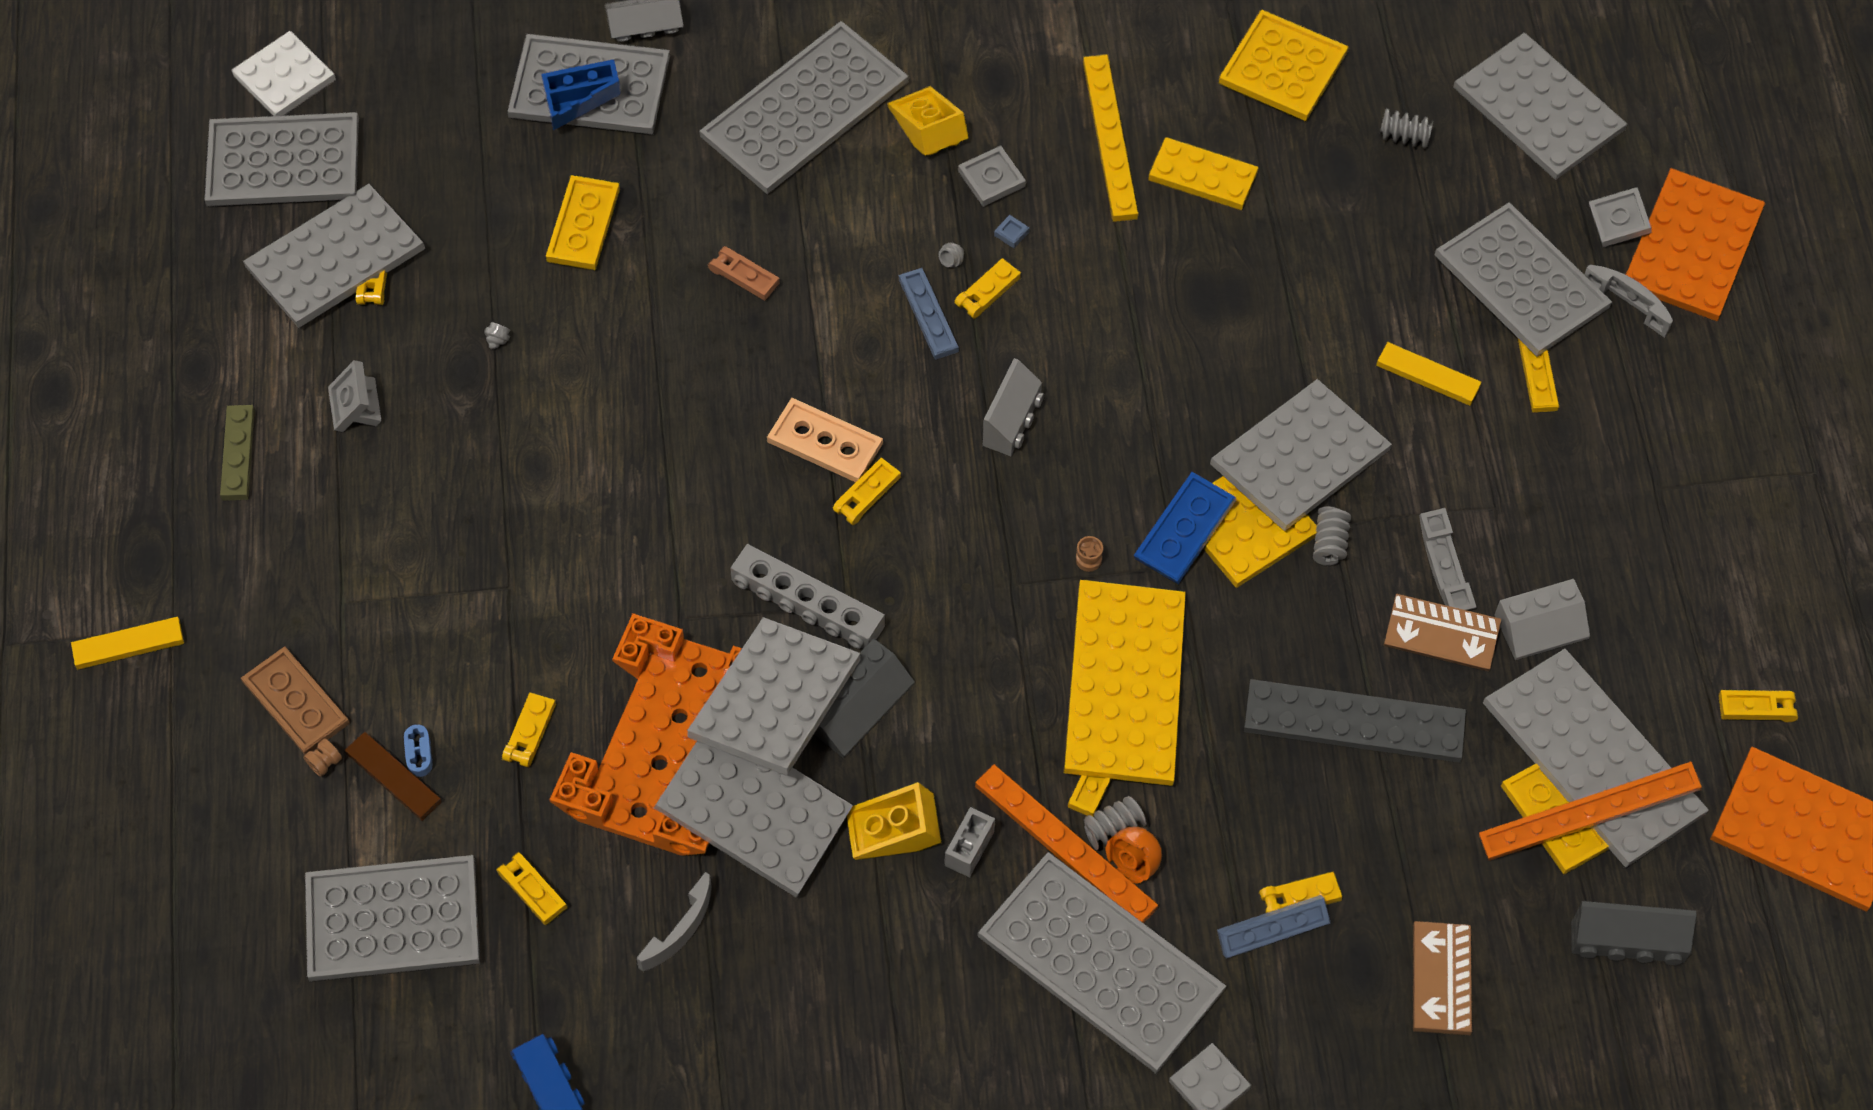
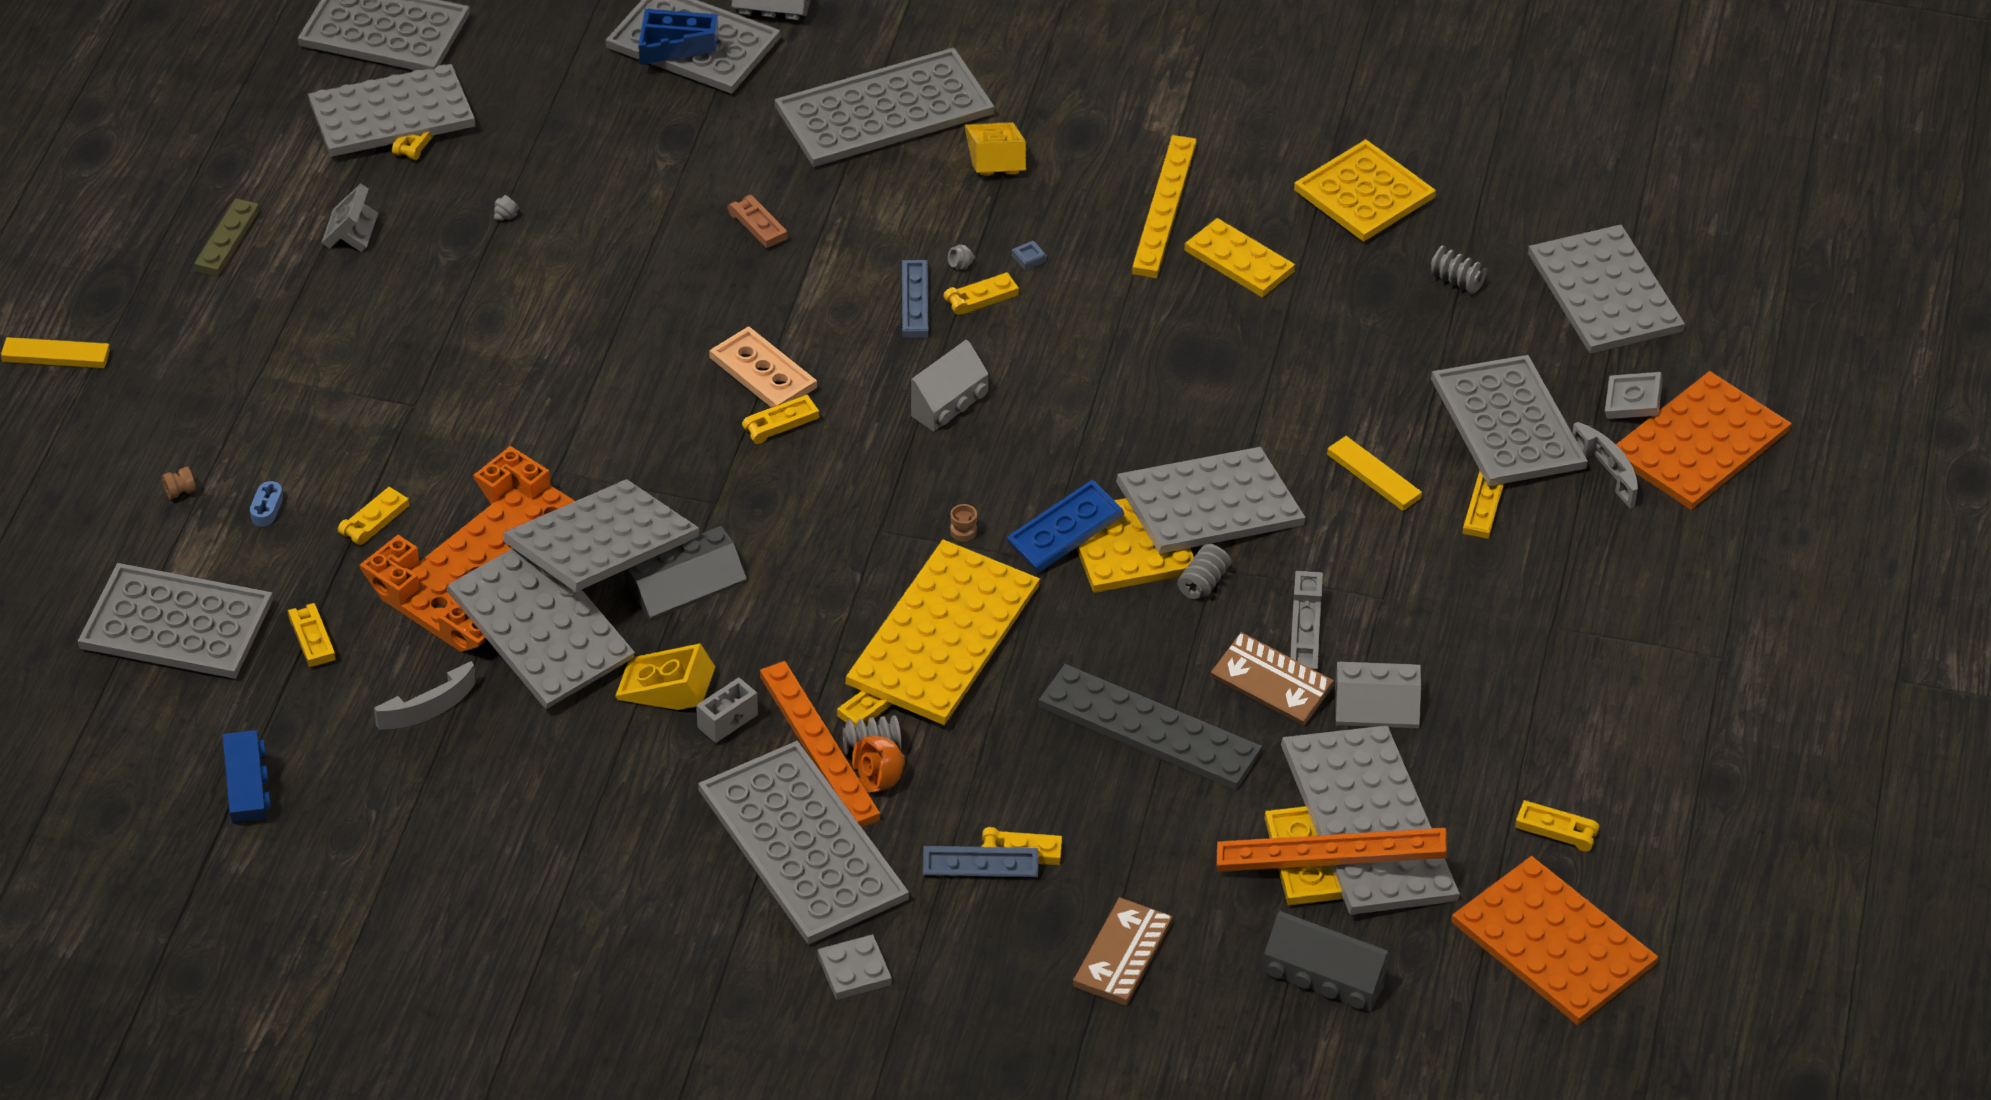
camera: 20 degrees right, 15 degrees down
(295, 700) = (178, 434): medium nougat tile -> none
(393, 776) = (234, 516): reddish brown tile -> none
(583, 222) = (629, 143): yellow plate -> none
(823, 597) = (679, 481): light grey brick -> none
(991, 176) = (1032, 205): light grey plate -> none

